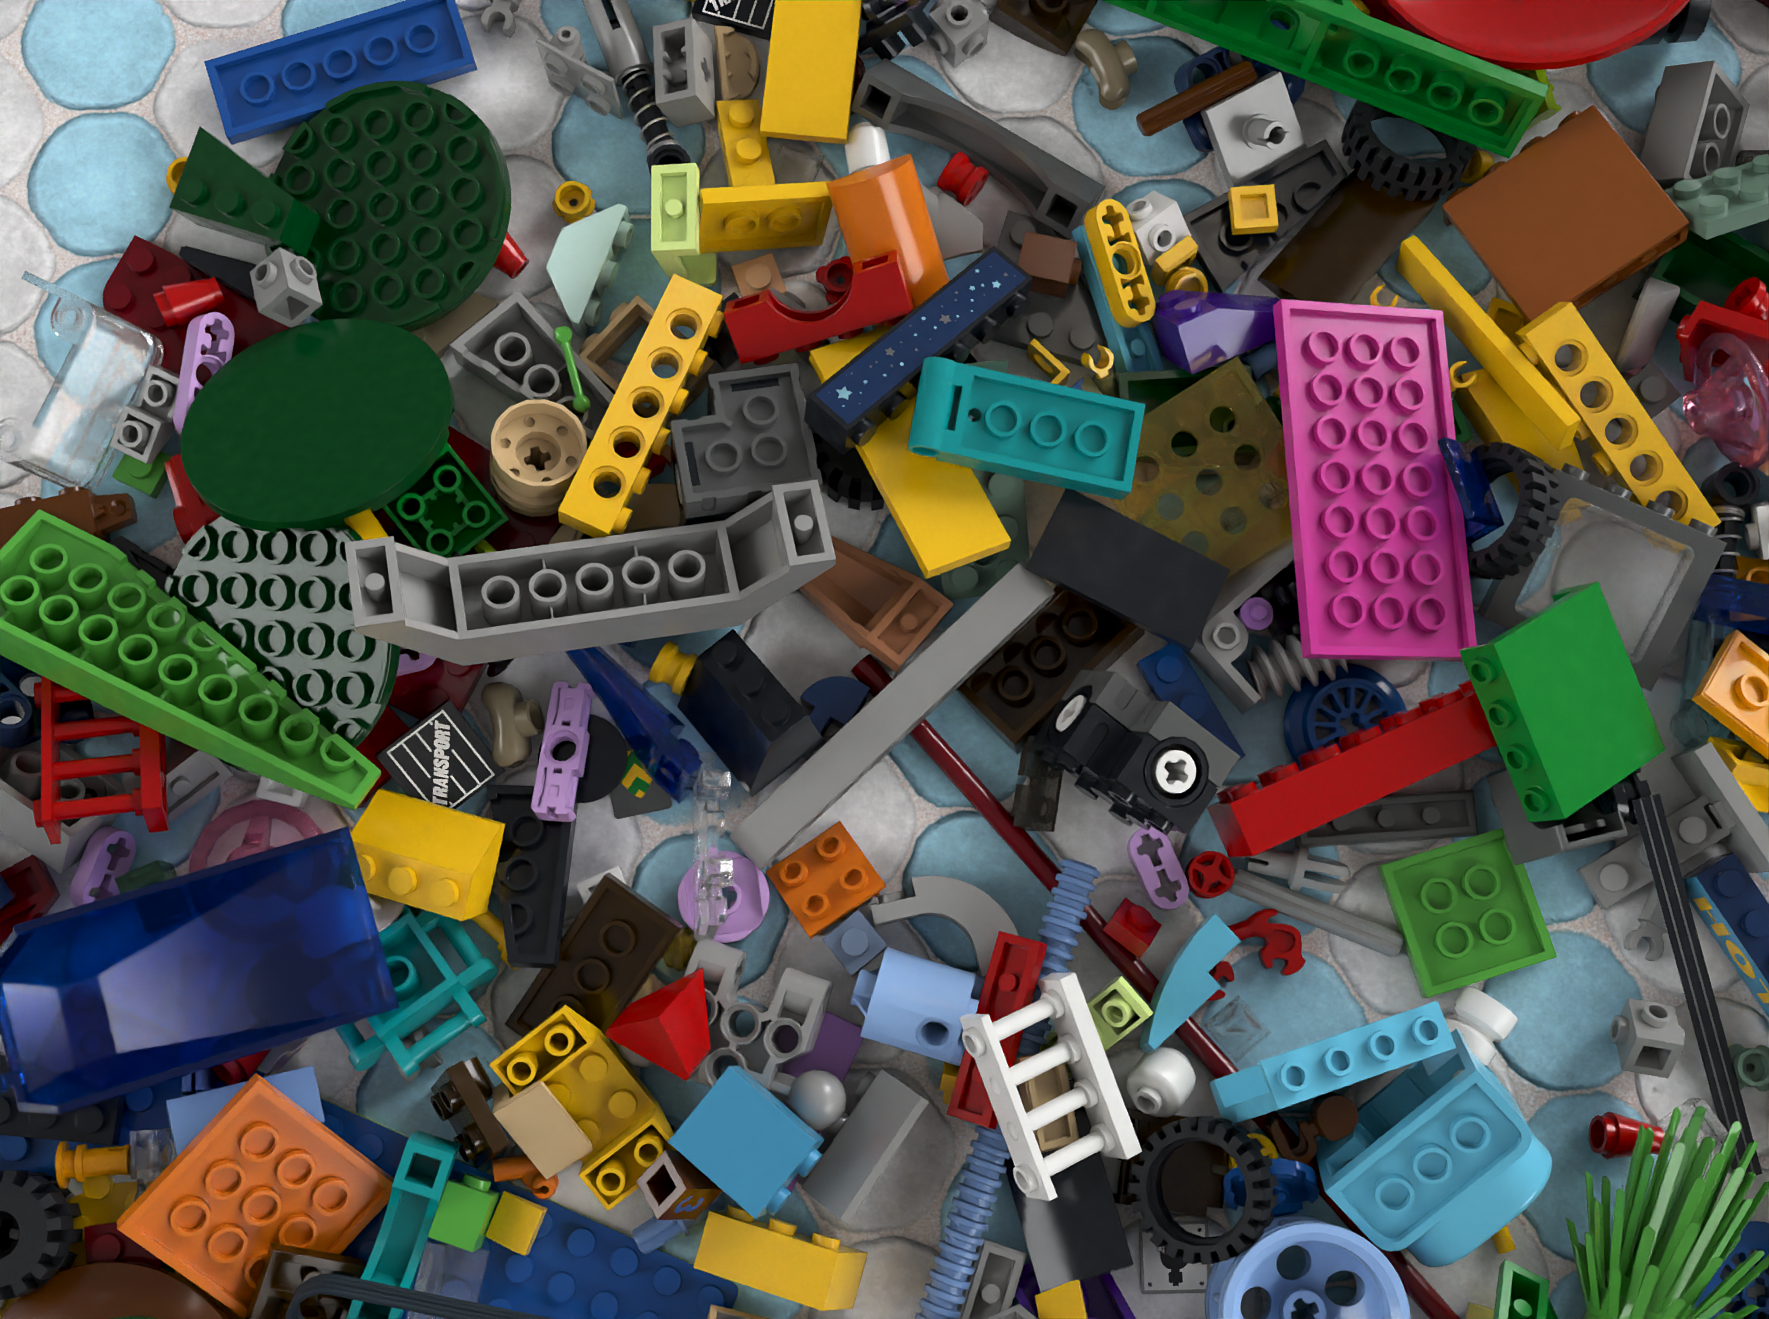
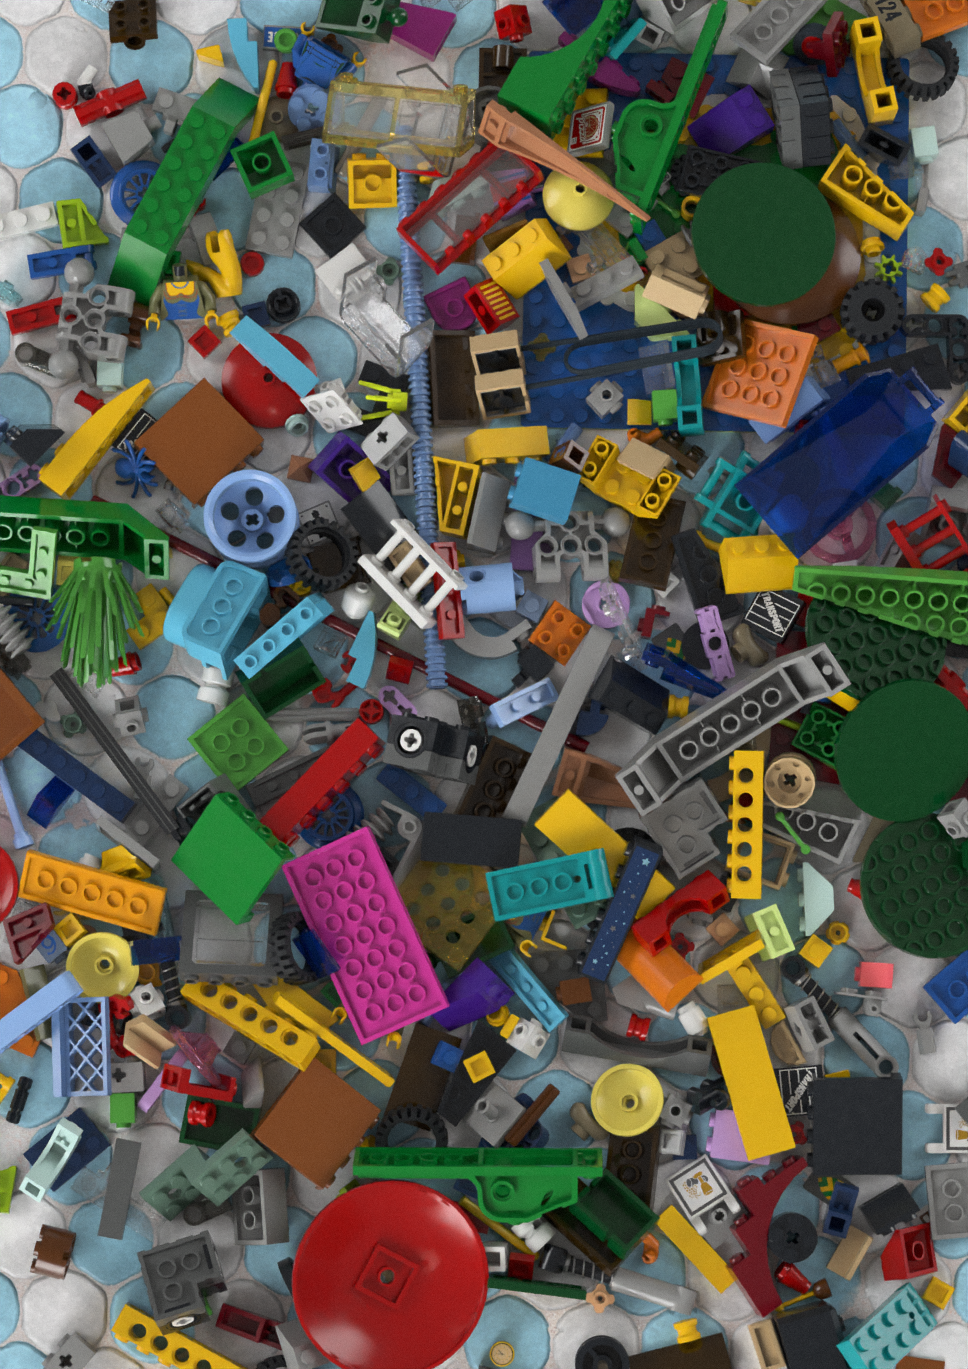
camera: 165 degrees right, 5 degrees up
(101, 867) = (914, 495): lavender beam -> none
(540, 103) = (874, 975): none -> coral slope
(579, 1266) = (604, 406): none -> light grey brick
(623, 180) = (814, 951): none -> yellow brick
(666, 833) = (646, 624): none -> dark red bracket
(668, 1026) = (605, 529): red slope -> none
(893, 840) = (534, 665): none -> black brick
(908, 1204) = (456, 495): none -> yellow wedge
(941, 778) = (521, 704): none -> light blue piece
(1052, 49) = (616, 1089): none -> light yellow dish
(1111, 279) = (520, 996): yellow beam -> none
(1255, 613) = (399, 845): medium lavender piece -> none
(1298, 251) = (446, 1056): none -> blue plate
(1349, 985) = (282, 680): none -> dark green piece
(1537, 1228) = (155, 613): none -> yellow plate

